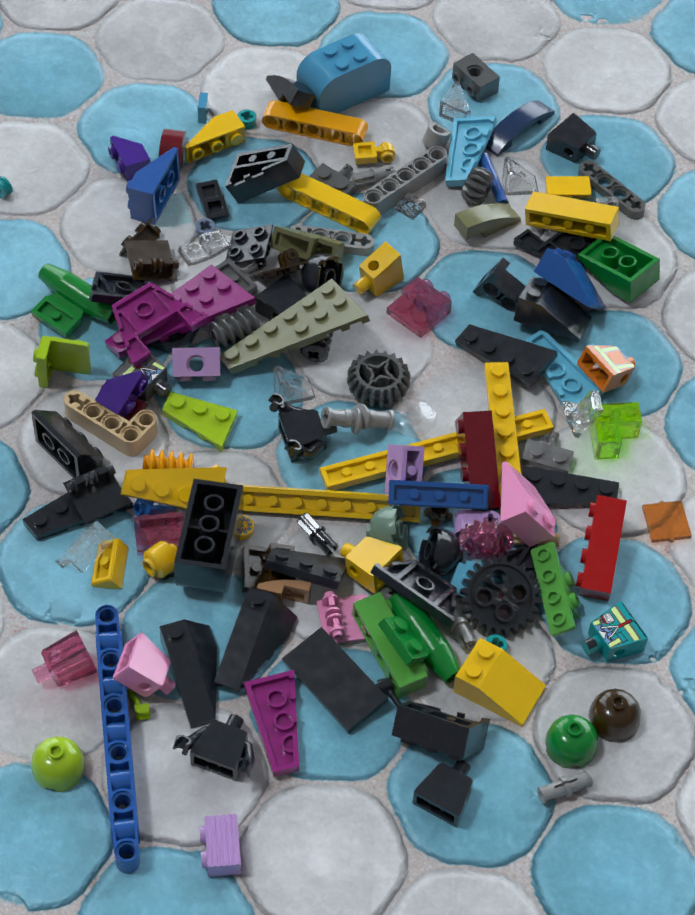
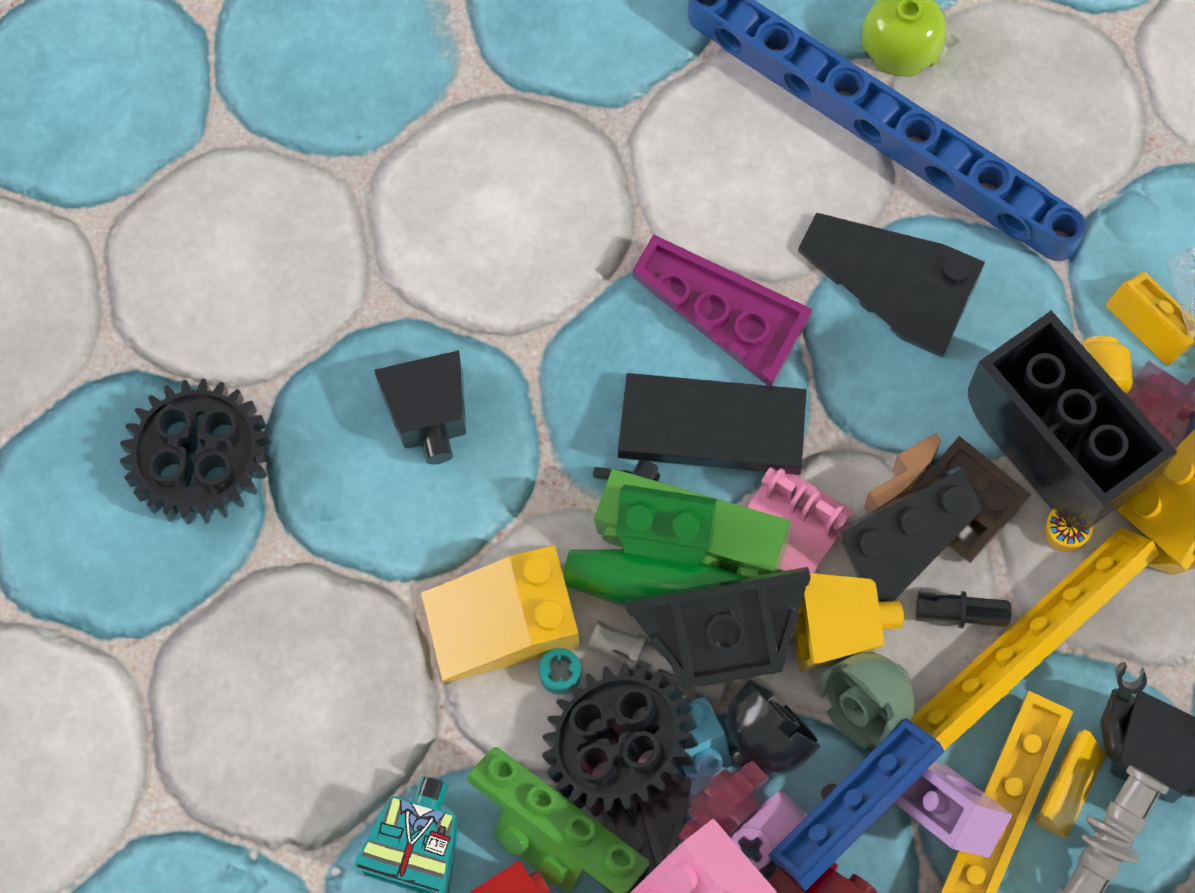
camera: 140 degrees right, 15 degrees up
(65, 661) = (1045, 120): clear pink torso -> none
(141, 710) = (894, 172): lime hand -> none
(143, 667) = (941, 198): bright pink torso -> none
(220, 748) = (743, 206): black torso -> none
(222, 845) = (619, 106): lavender brick -> none
(257, 633) = (869, 384): black wedge -> none
(347, 453) = (1070, 785): none -> yellow slope
(439, 731) = (503, 461): black wedge -> none
(565, 786) = (286, 550): light grey pin -> none
(571, 741) = (334, 625): green cylinder -> none
(585, 879) = (155, 450): none -> black gear
(615, 715) = (309, 719): dark brown cylinder -> none

